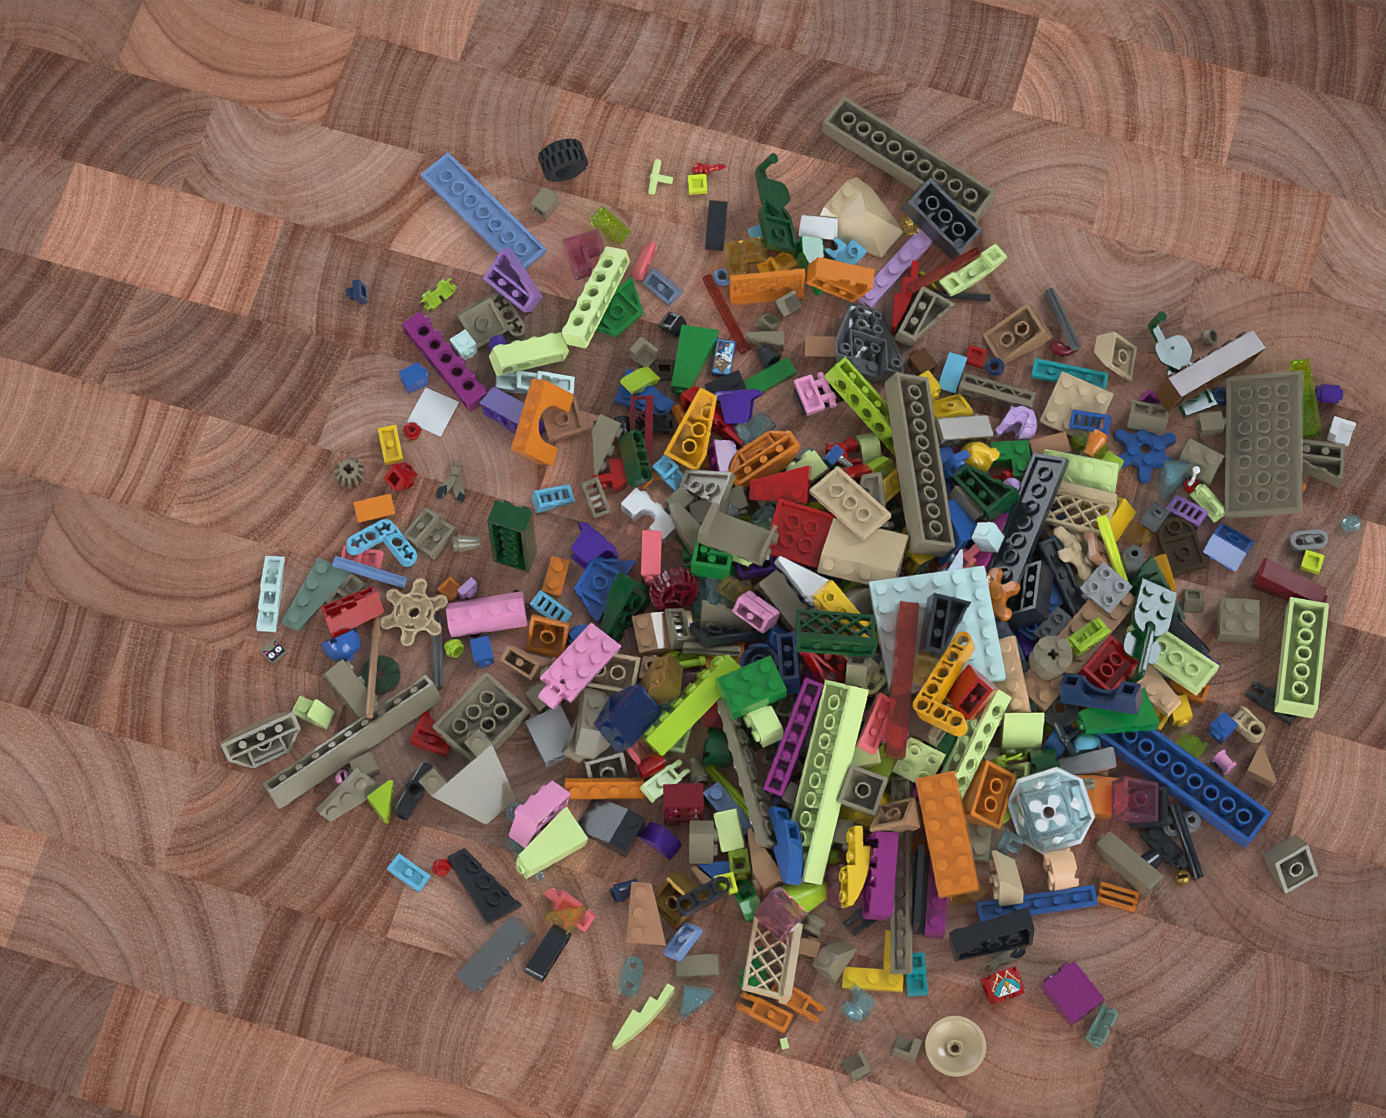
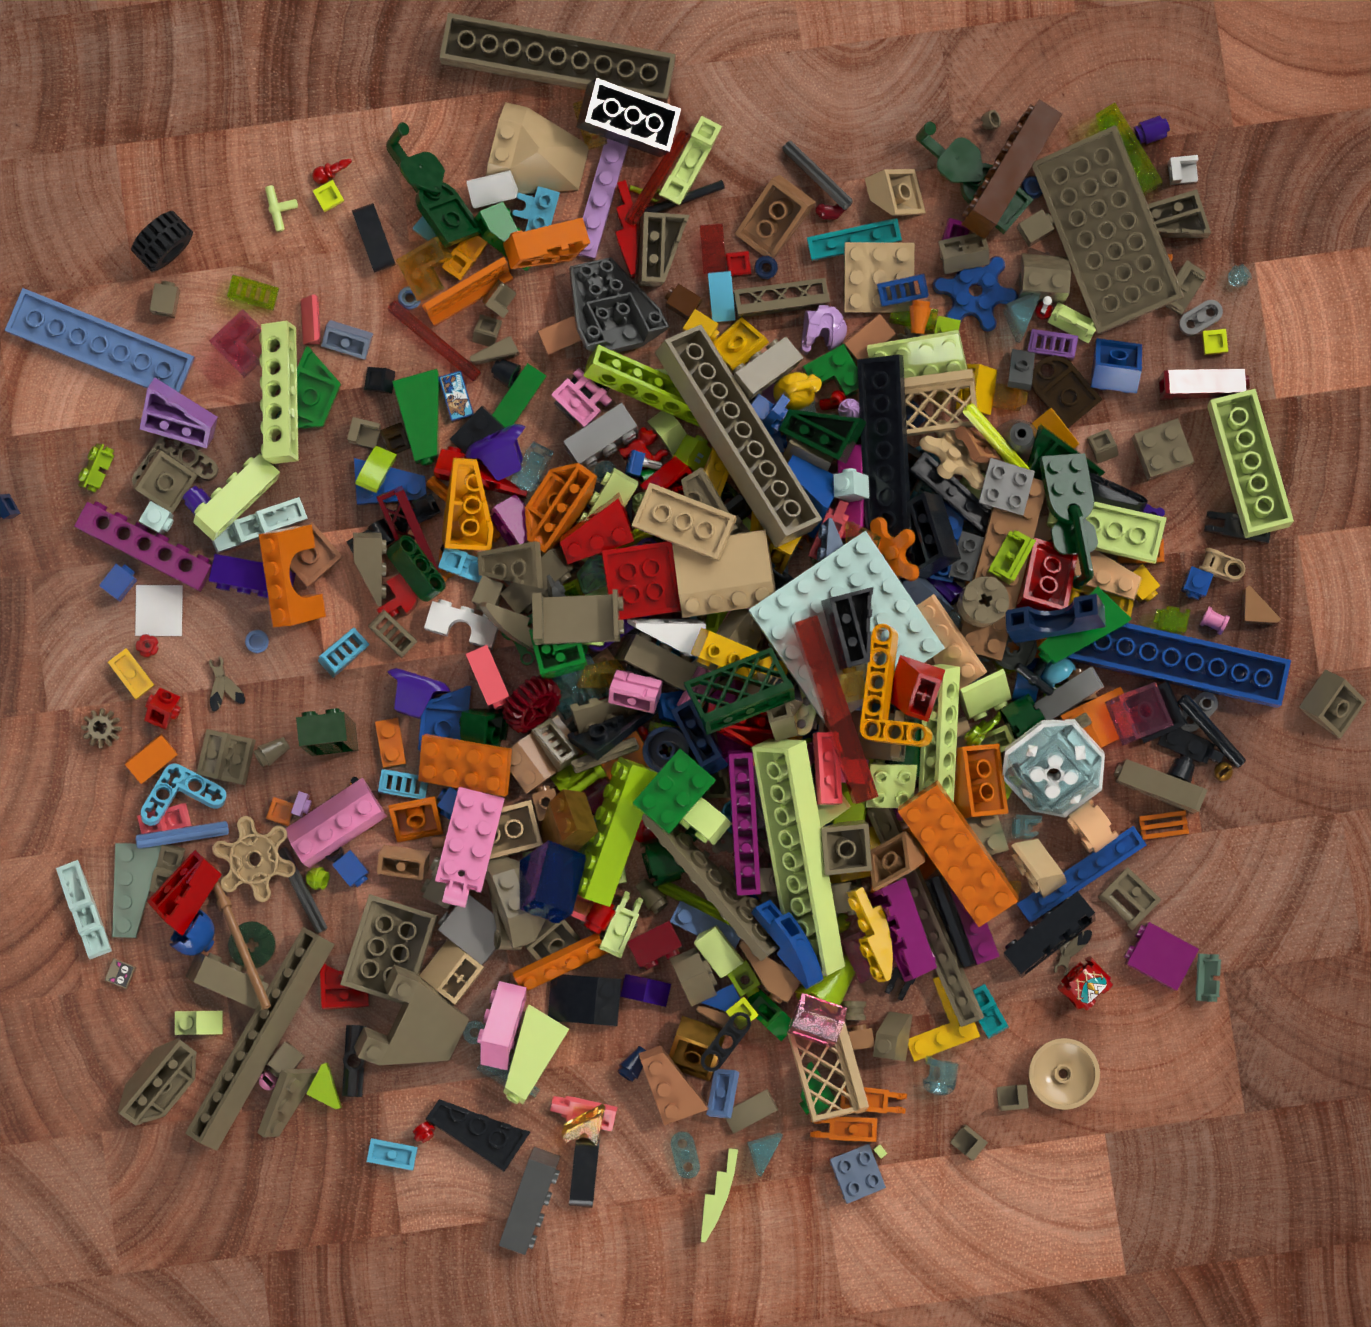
camera: 25 degrees left, 15 degrees up
(493, 463) = (257, 641): none -> medium blue plate
(521, 760) = (452, 972): none -> tan slope
(604, 610) = (465, 764): none -> orange plate
(758, 1050) = (857, 1173): none -> sand blue hinge
(818, 426) = (601, 437): none -> light grey brick
(961, 337) = (713, 248): none -> clear red slope
(1072, 935) = (1135, 892): none -> dark tan plate
(1312, 511) = (1189, 279): none -> dark tan hinge

